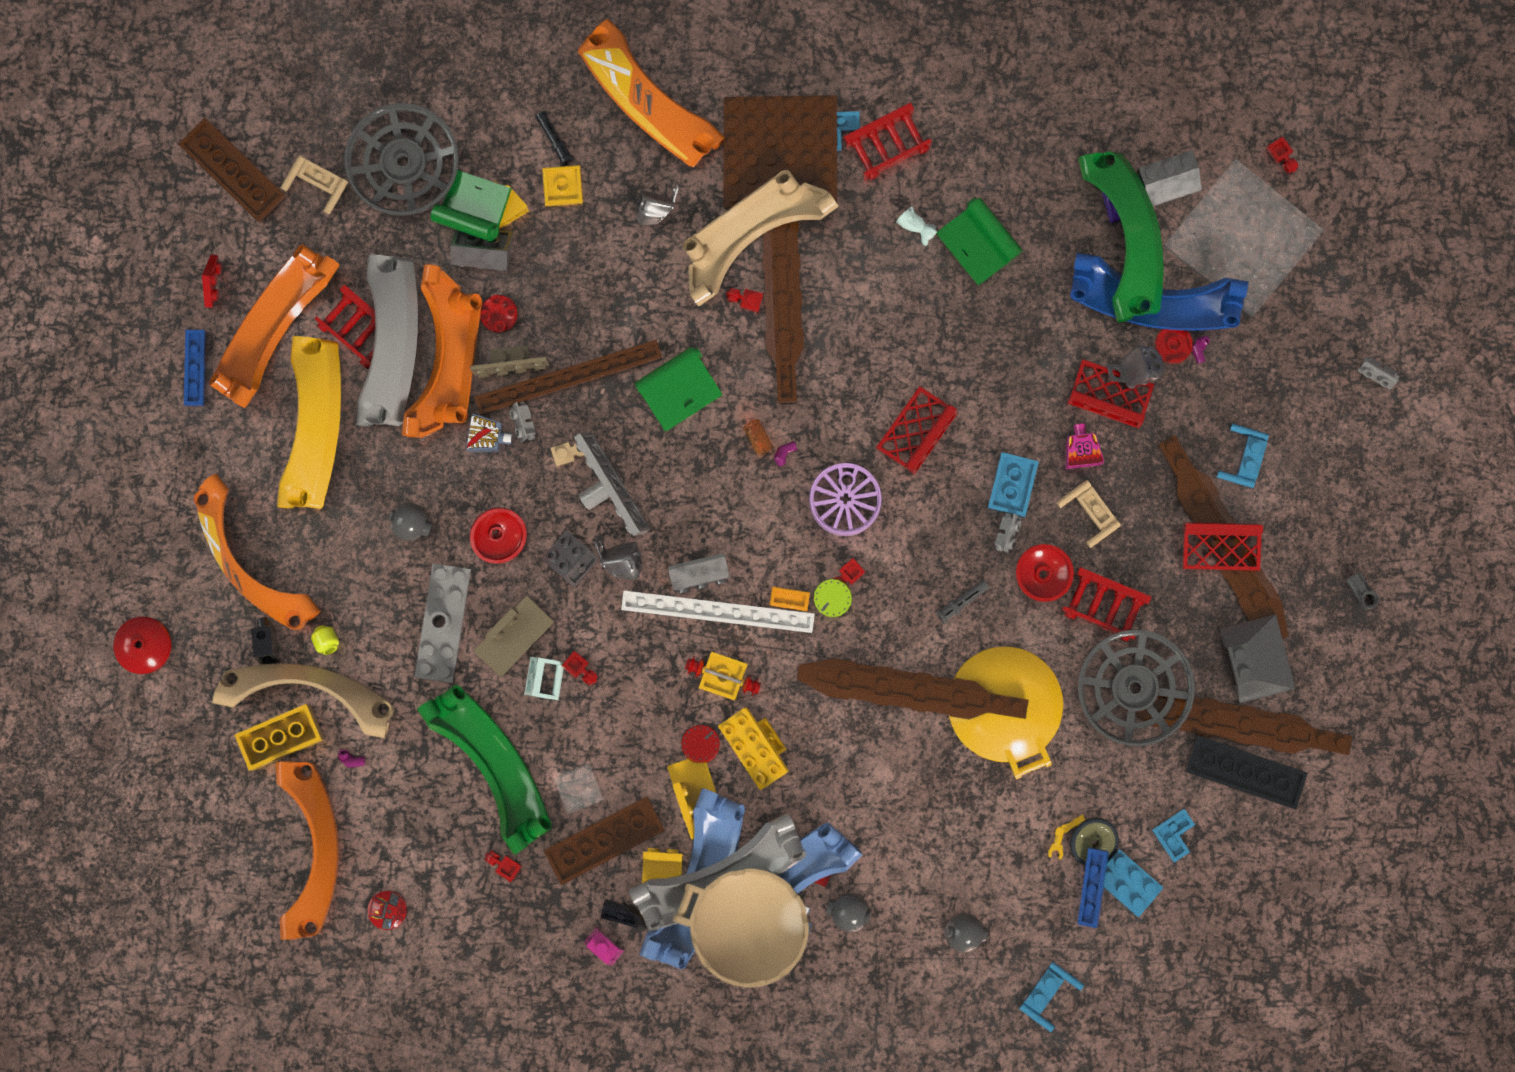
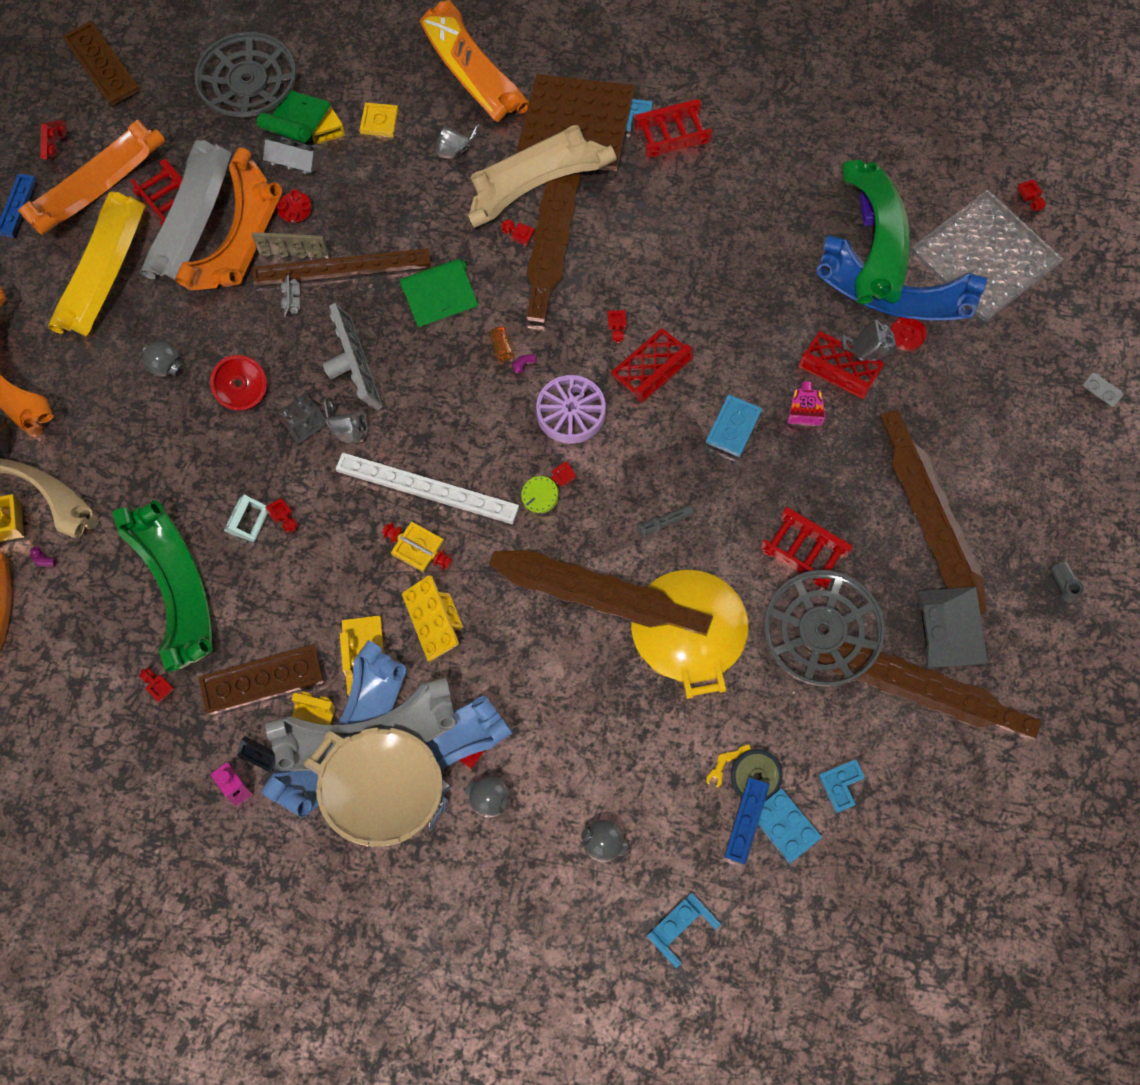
camera: 15 degrees right, 15 degrees down
(319, 178) = (169, 78): tan plate -> none
(325, 640) = (52, 446): neon yellow head -> none
(387, 910) = (30, 707): red dish -> none
(441, 645) = (166, 453): light grey plate -> none
(486, 435) = (253, 300): torso -> none
(513, 636) = (227, 474): dark tan bracket -> none
(557, 145) = (383, 88): black pin -> none
(564, 453) = (321, 329): tan plate -> none
(578, 789) = (250, 627): clear plate -> none
(699, 573) = (416, 446): flat silver slope -> none
(700, 744) = (379, 605): red tile -> none
(789, 599) = (498, 488): light orange plate -> none
(872, 388) = (617, 321): none -> red plate
(915, 223) = (682, 192): light aqua animal -> none
(982, 239) = (741, 219): green door -> none
(1007, 541) = (725, 461): light grey hinge -> none
(1057, 568) = (754, 496): red dish -> none
(1094, 508) = (809, 460): tan plate -> none
(1171, 178) = (926, 195): flat silver slope -> none
(1198, 348) = (931, 340): magenta arm -> none
(1217, 529) = (935, 497): red fence -> none
(1246, 772) = (926, 736): black plate -> none
(1251, 457) = (969, 443): dark azure plate -> none

